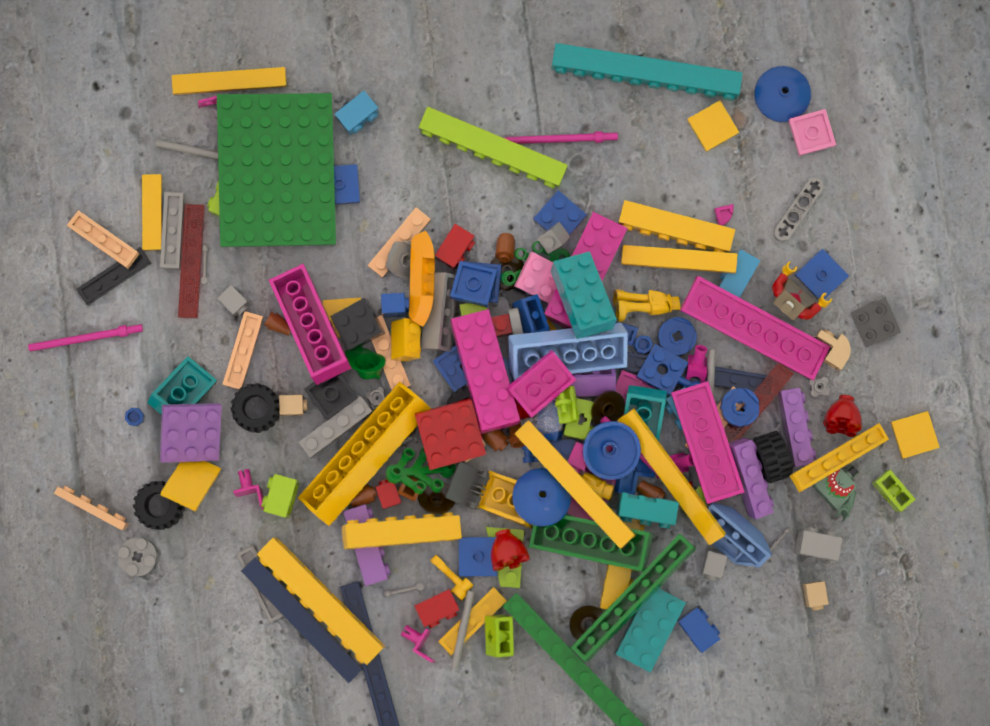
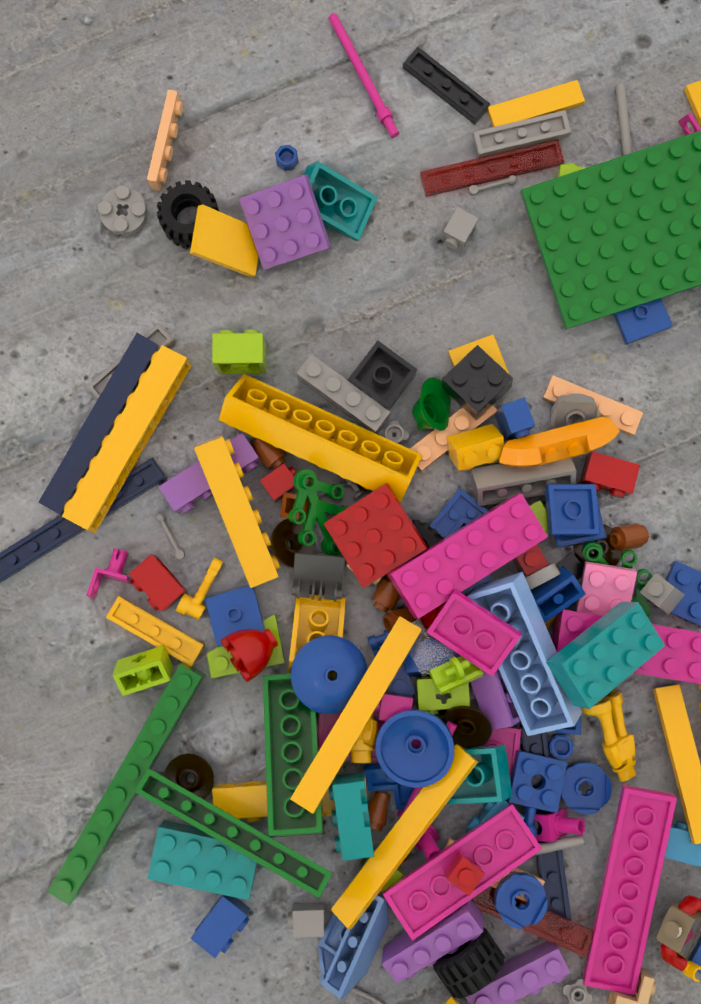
camera: 80 degrees right, 0 degrees up
(103, 239) = (485, 57): light nougat plate -> none
(240, 401) = (344, 274): black tyre -> none
(243, 350) = (403, 258): light nougat plate -> none
(247, 487) = (242, 311): dark pink bracket -> none
(277, 323) = (447, 290): dark orange cone -> none
(292, 405) = (355, 335): tan brick -> none
(309, 324) = (458, 323): dark pink brick -> none
(462, 629) = (140, 622): light grey bar -> none
(707, 441) = (464, 873): none -> red brick

